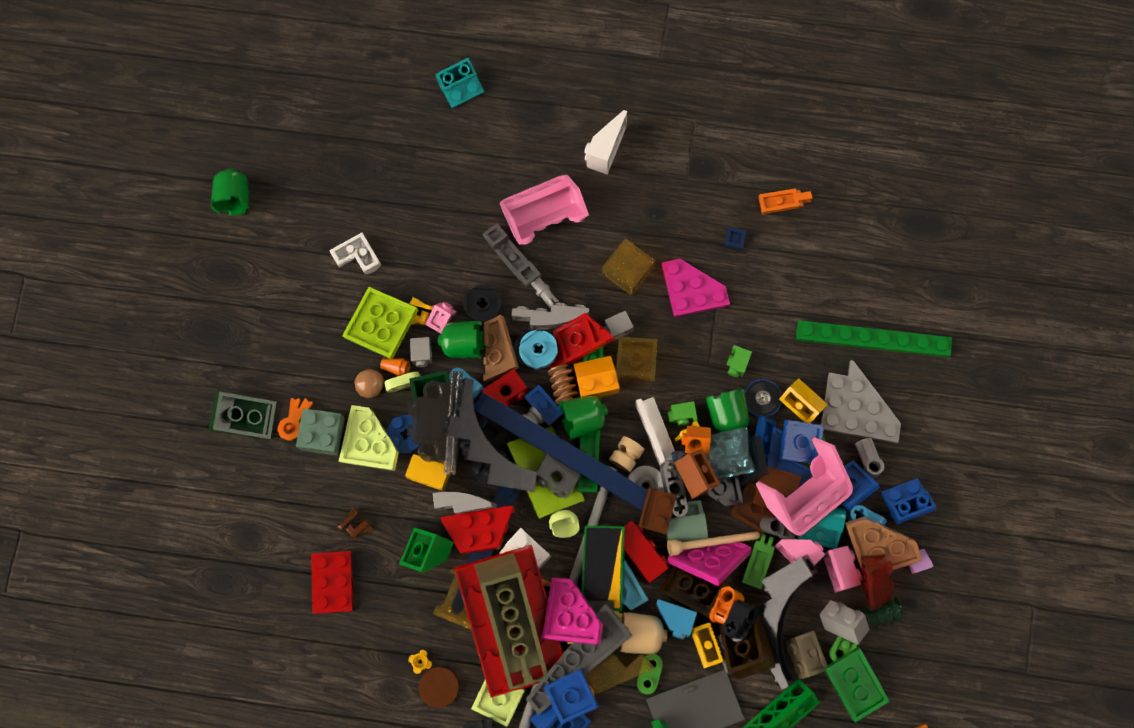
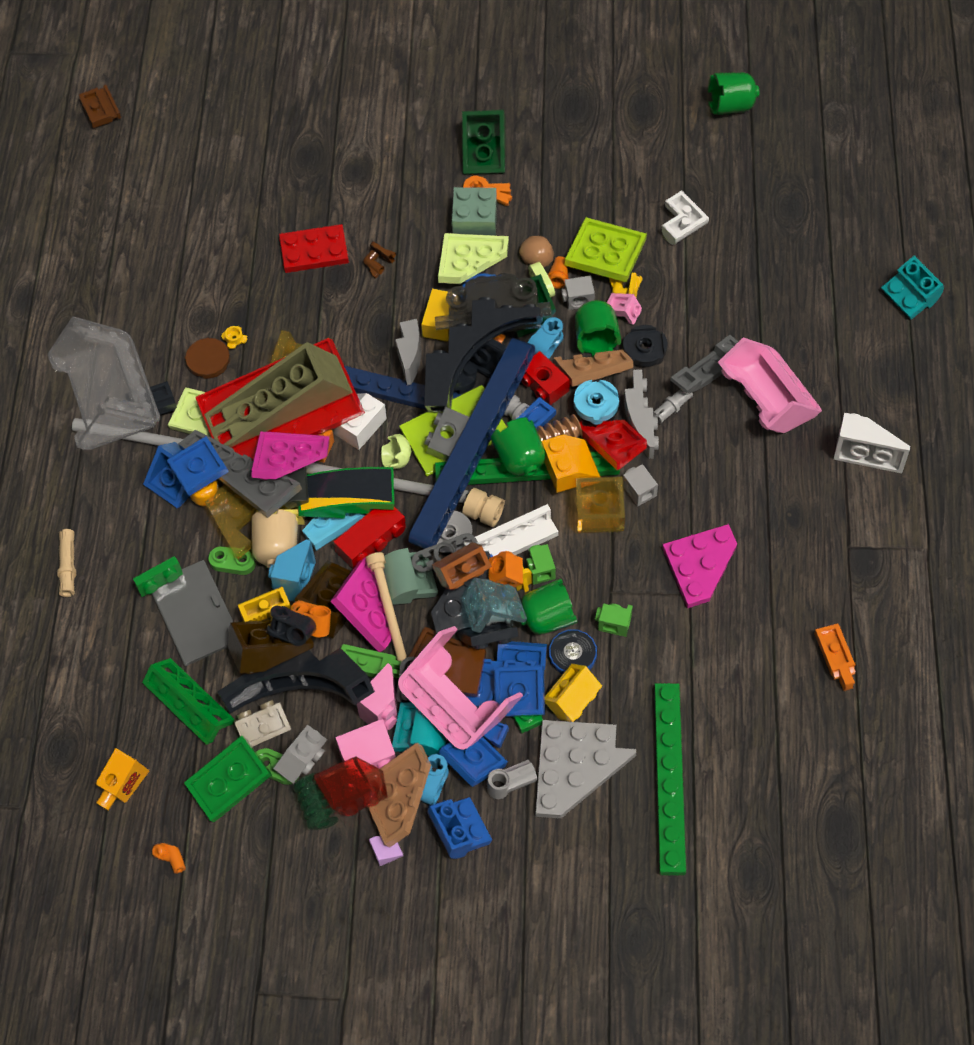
camera: 80 degrees right, 15 degrees down
(425, 551) = (353, 326): green slope -> none
(478, 529) = (380, 369): red wing -> none
(628, 267) = (715, 487): clear yellow brick -> none
(657, 510) = (415, 534): reddish brown plate -> none
(735, 238) = (775, 602): dark blue plate -> none

